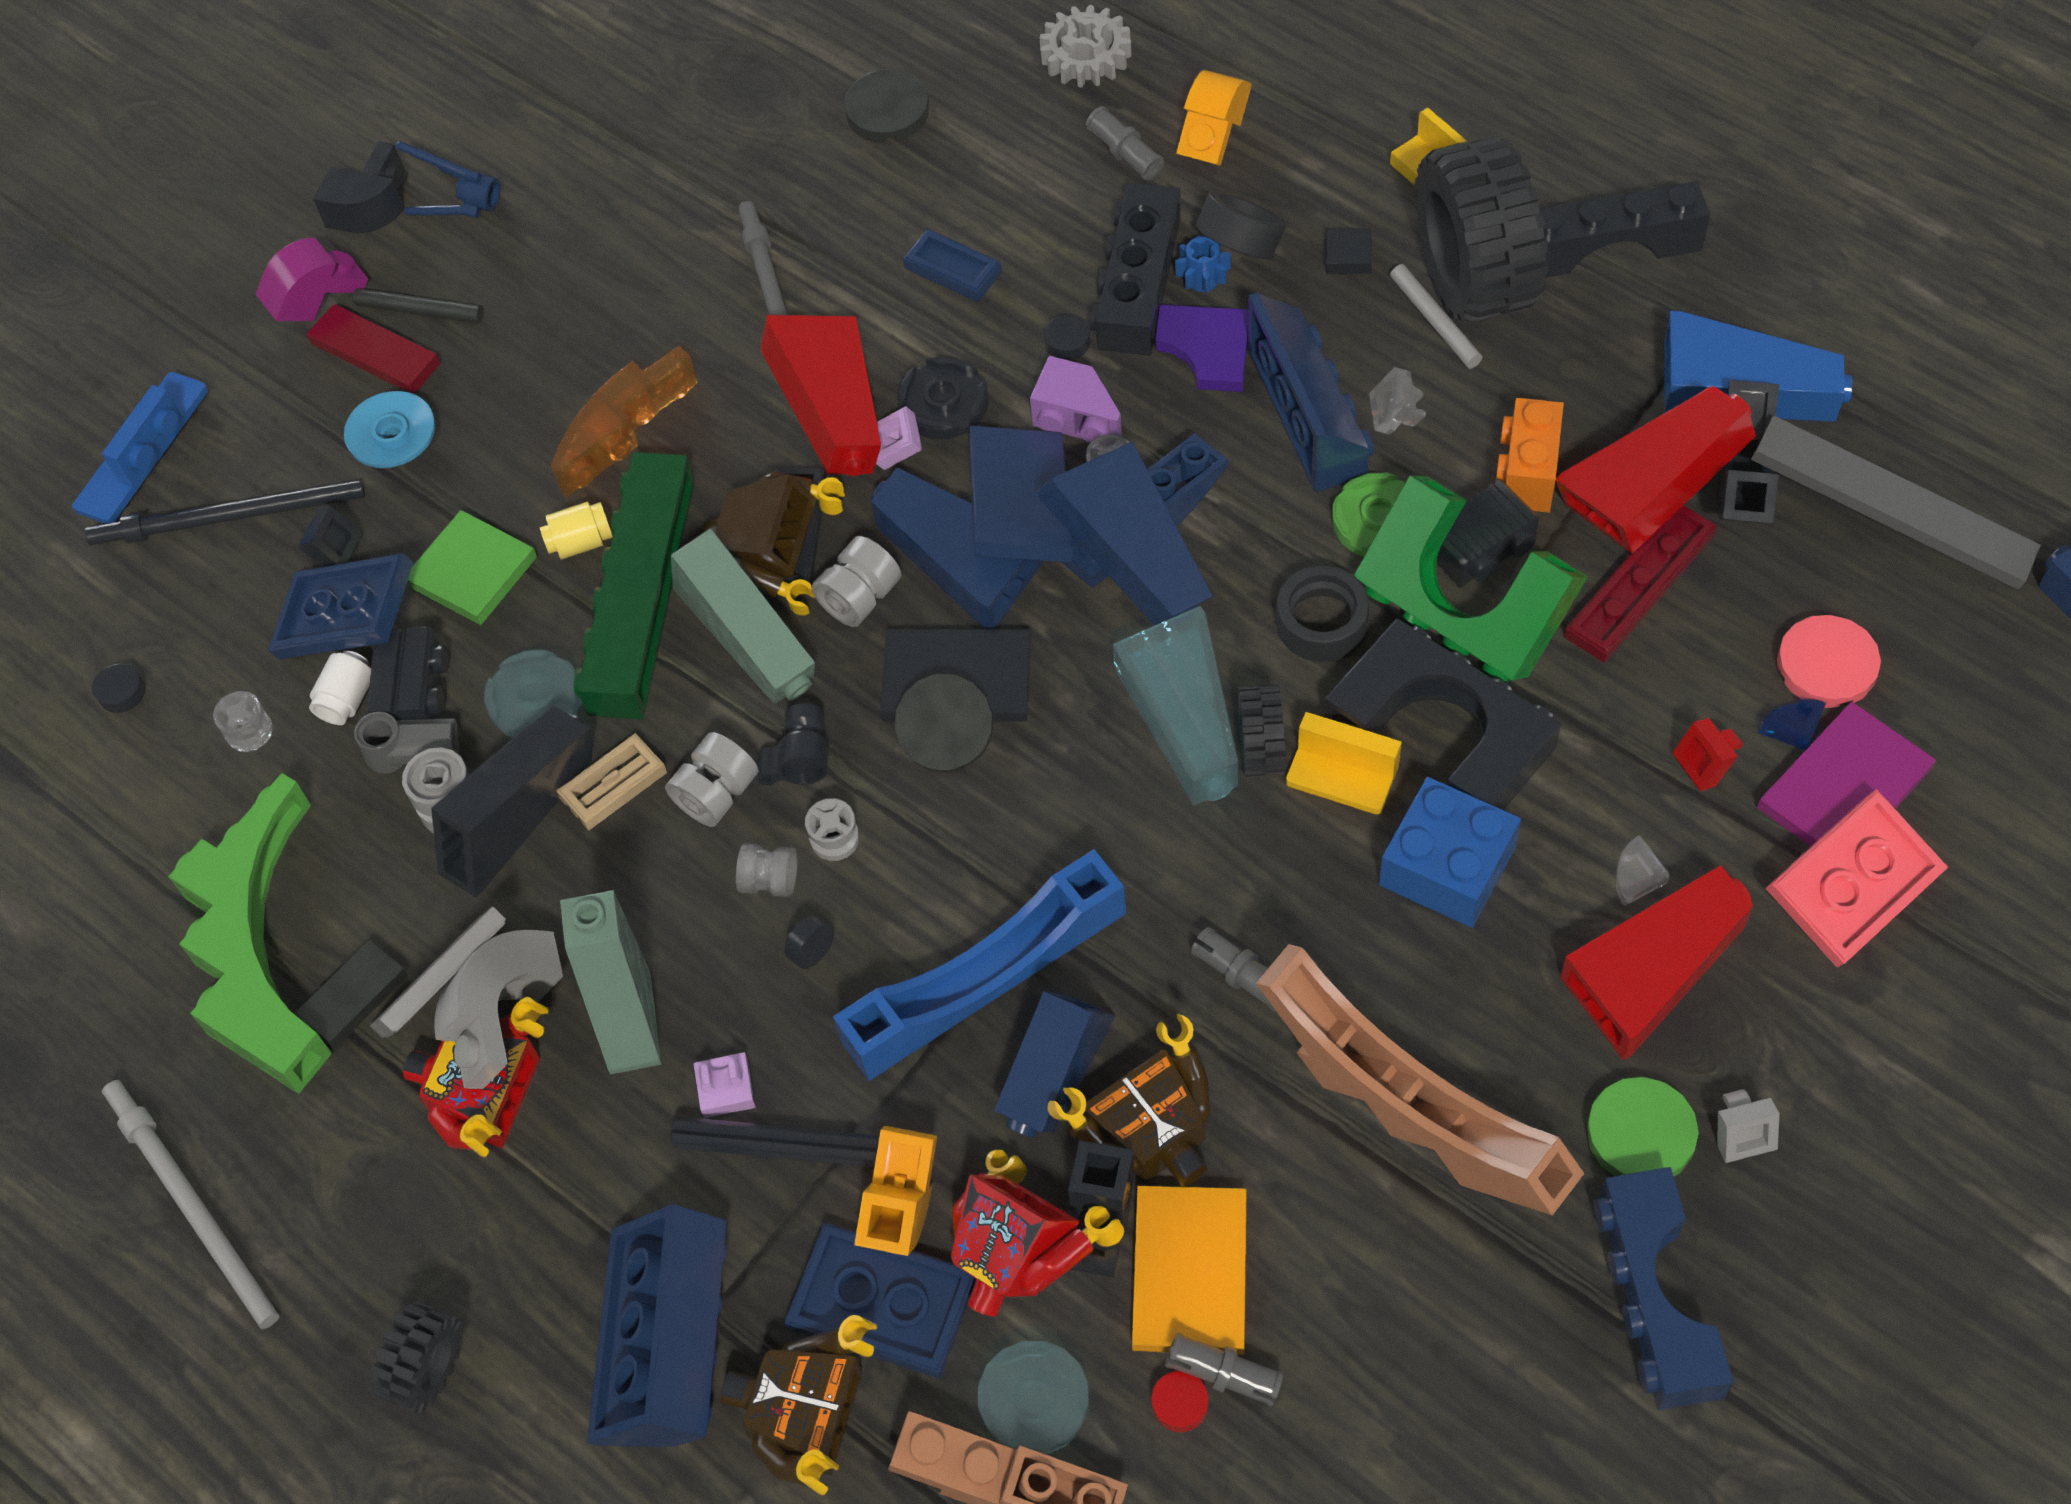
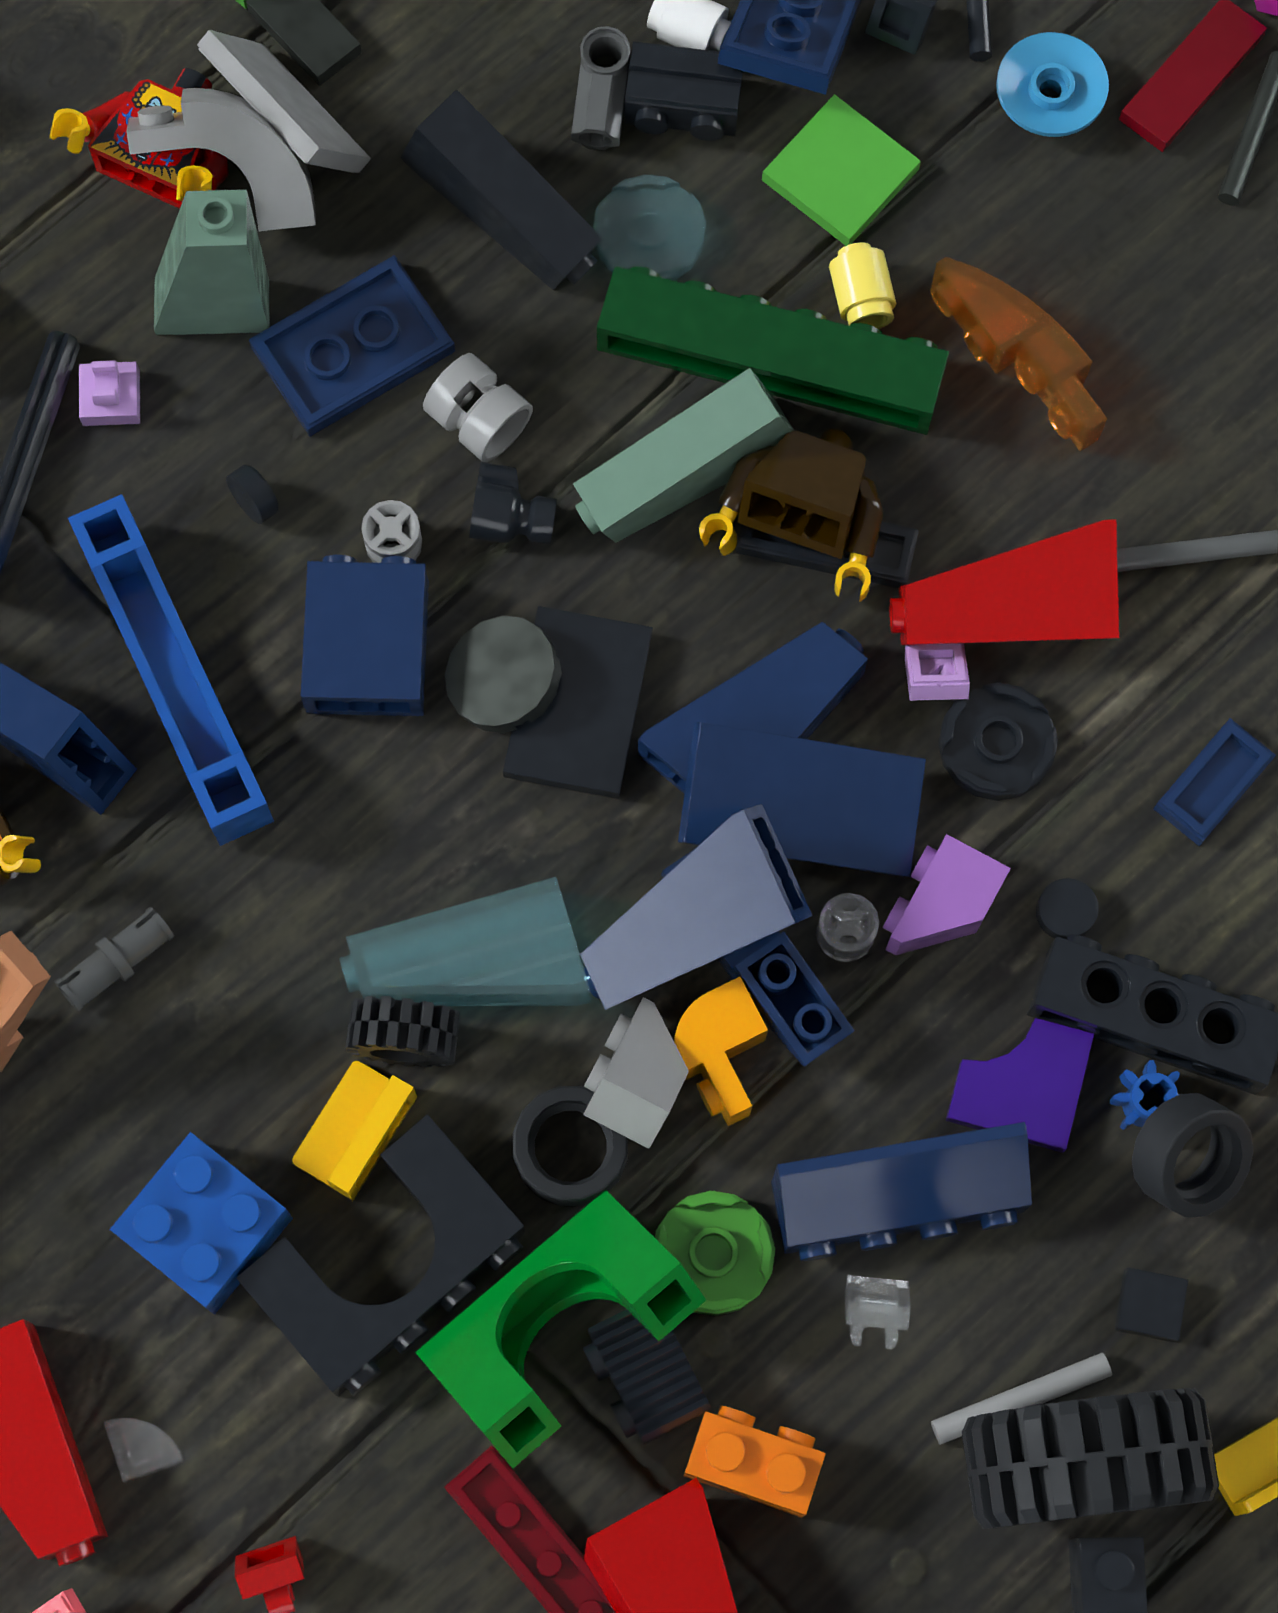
camera: 90 degrees right, 15 degrees up
(430, 778) = (524, 113): light grey wheel -> none
(617, 786) = (538, 344): tan tile -> none
(664, 897) = (352, 345): none -> dark blue tile
(761, 870) = (352, 456): clear wheel -> none
(861, 575) = (722, 599): light grey wheel -> none
(925, 830) = (365, 637): none -> dark blue brick
(1224, 537) = (713, 1032): none -> light orange brick
(1260, 562) = (640, 1079): none -> light grey slope

